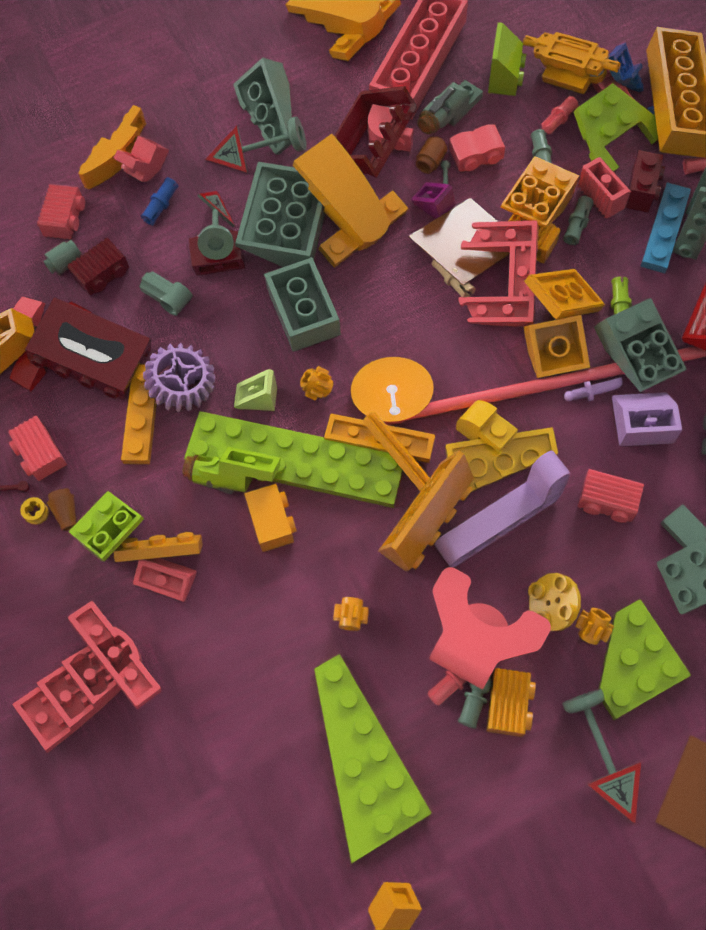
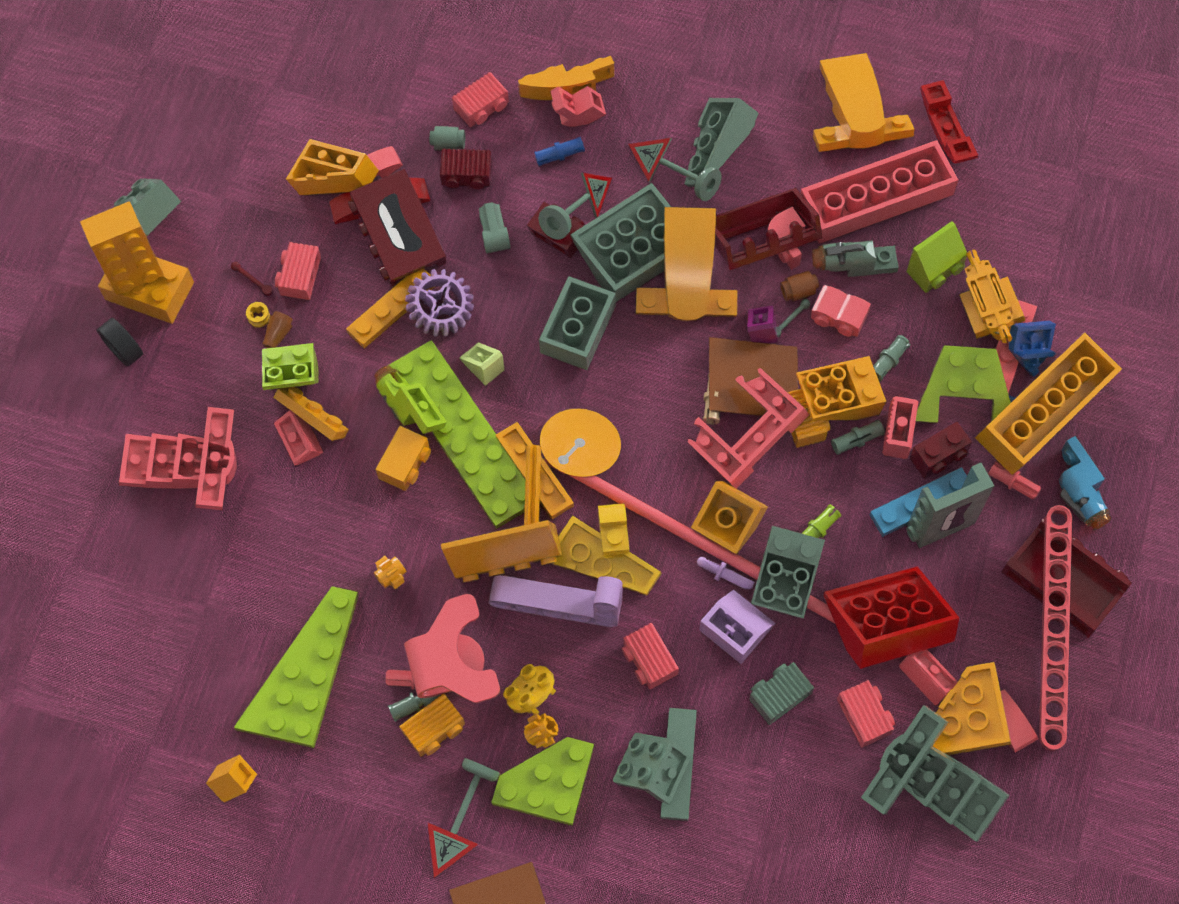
camera: 40 degrees right, 0 degrees up
(316, 383) = (530, 391): light orange gear -> none
(560, 114) = (937, 339): coral axle -> none
(564, 293) = (775, 482): light orange tile -> none

